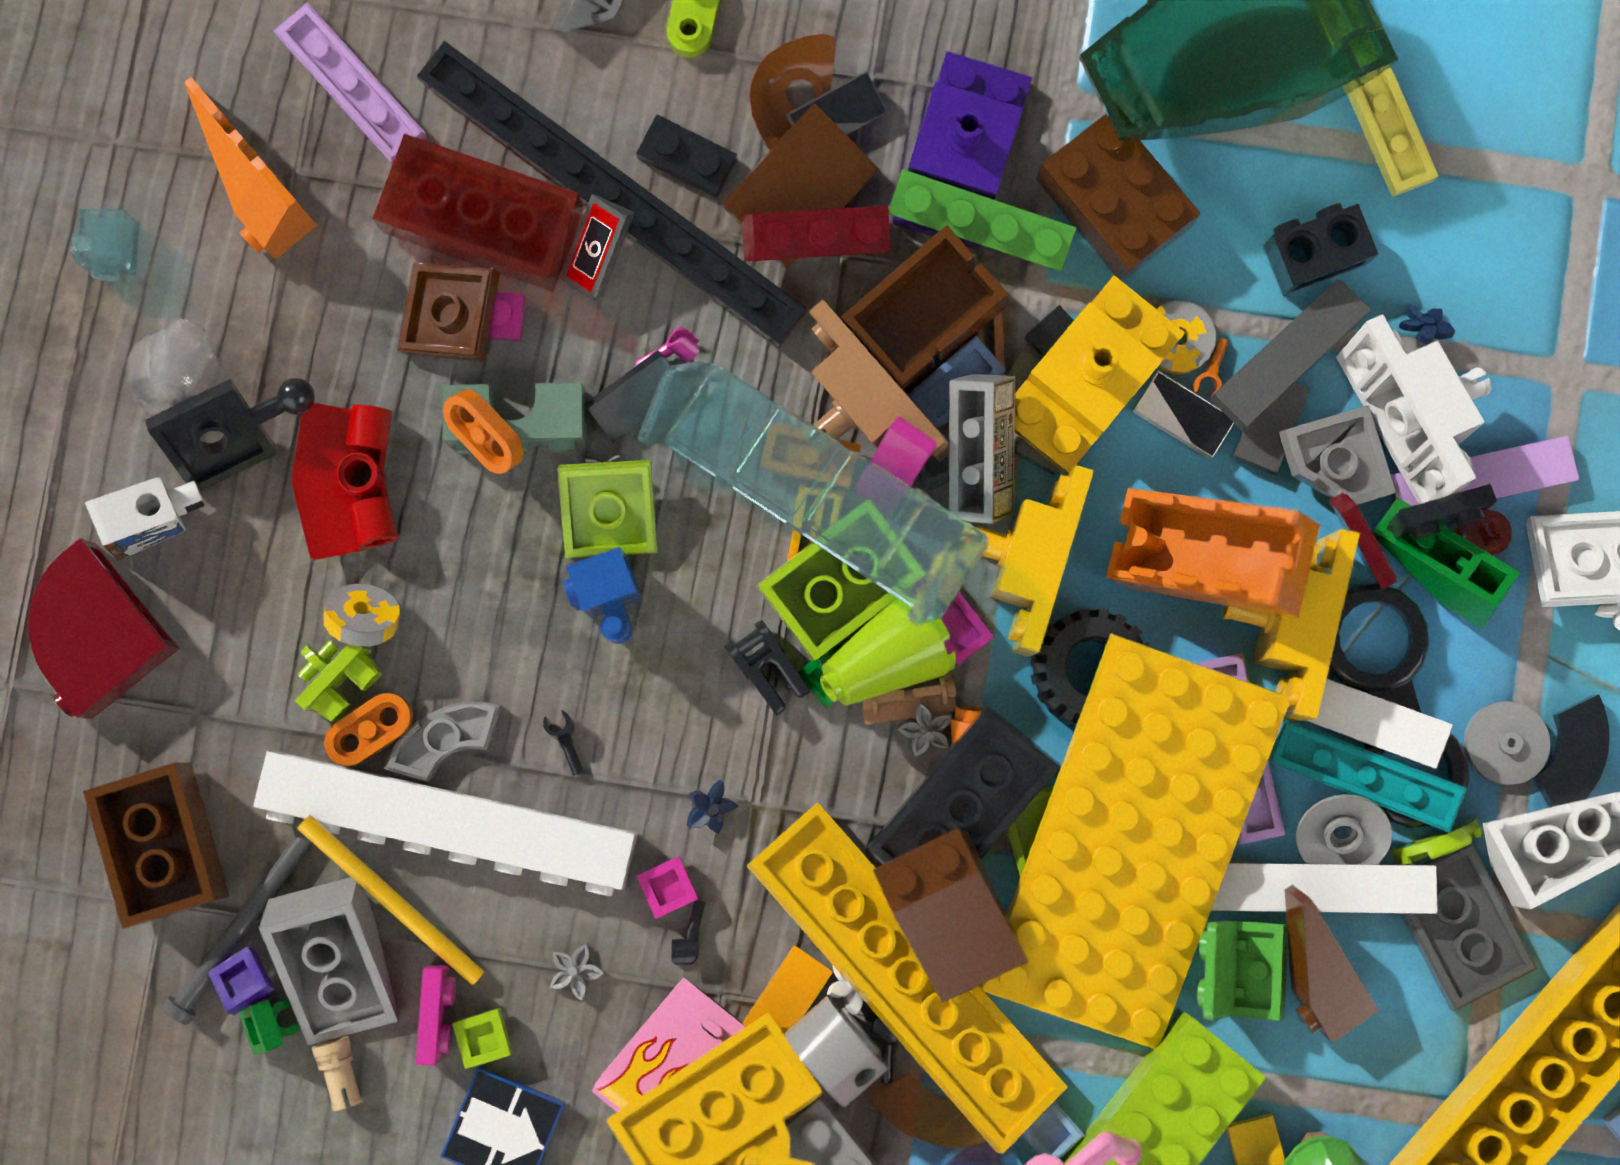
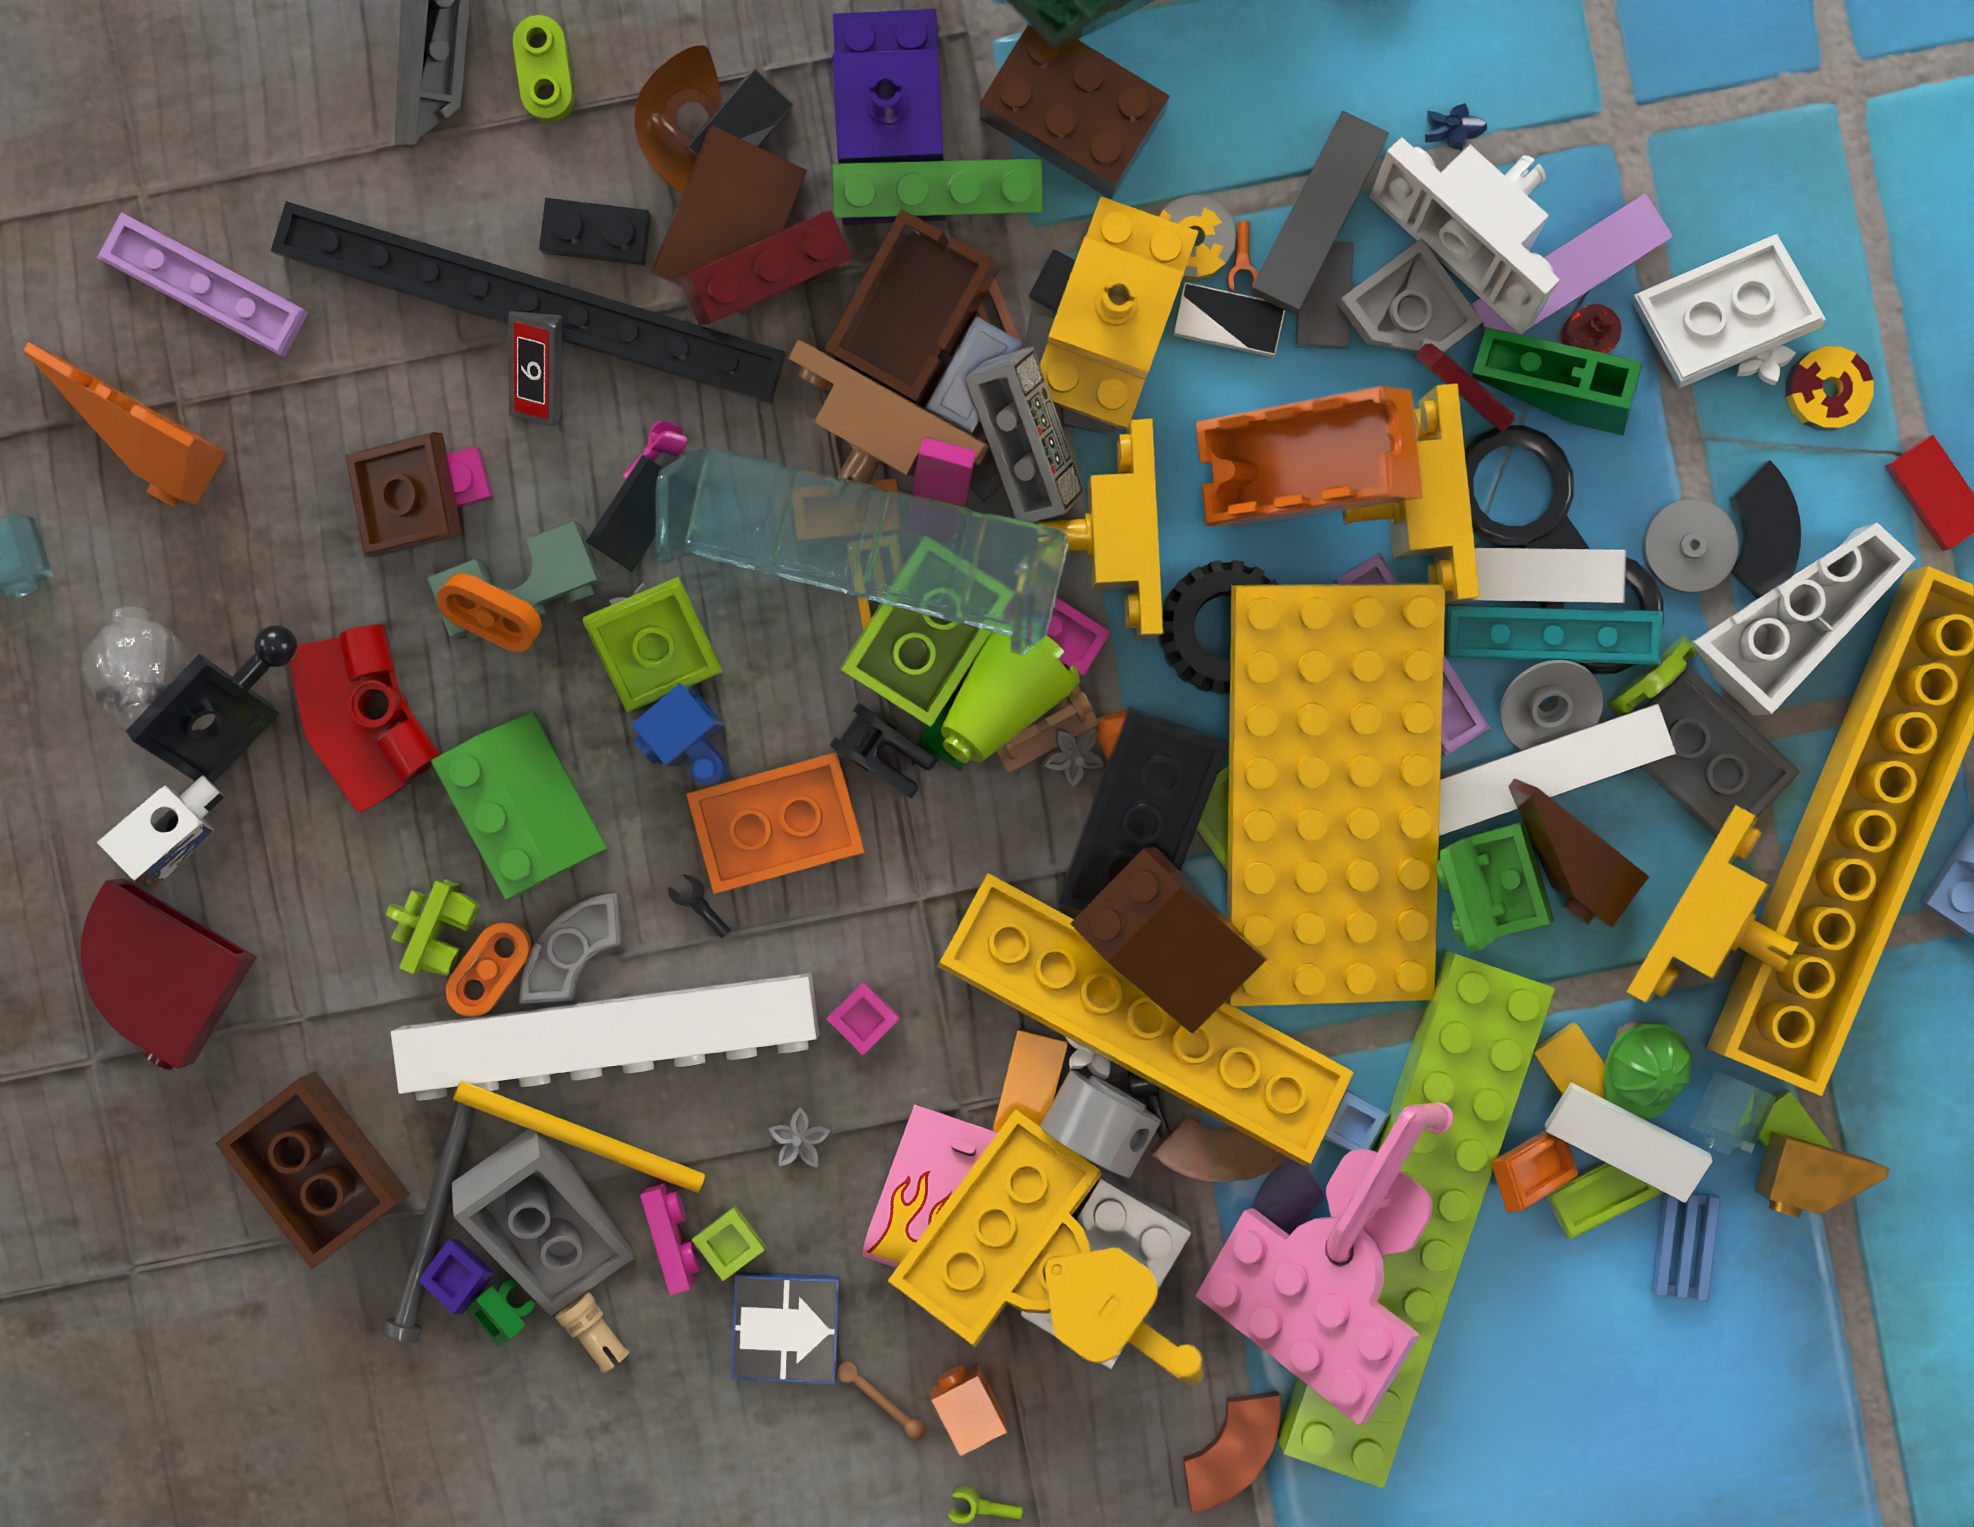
camera: 15 degrees left, 5 degrees up
(361, 615) = (434, 852): piece -> none
(446, 601) = (519, 805): none -> bright green slope
(478, 212) = (394, 376): clear red brick -> none
(654, 694) = (775, 822): none -> orange plate
(687, 950) = (908, 1075): black hand -> none
(709, 808) = (877, 920): dark blue plant -> none
(1323, 256) = (1319, 93): black brick -> none
(1425, 1064) = (1714, 916): none -> yellow brick
(1426, 518) = (1523, 340): black plate -> none

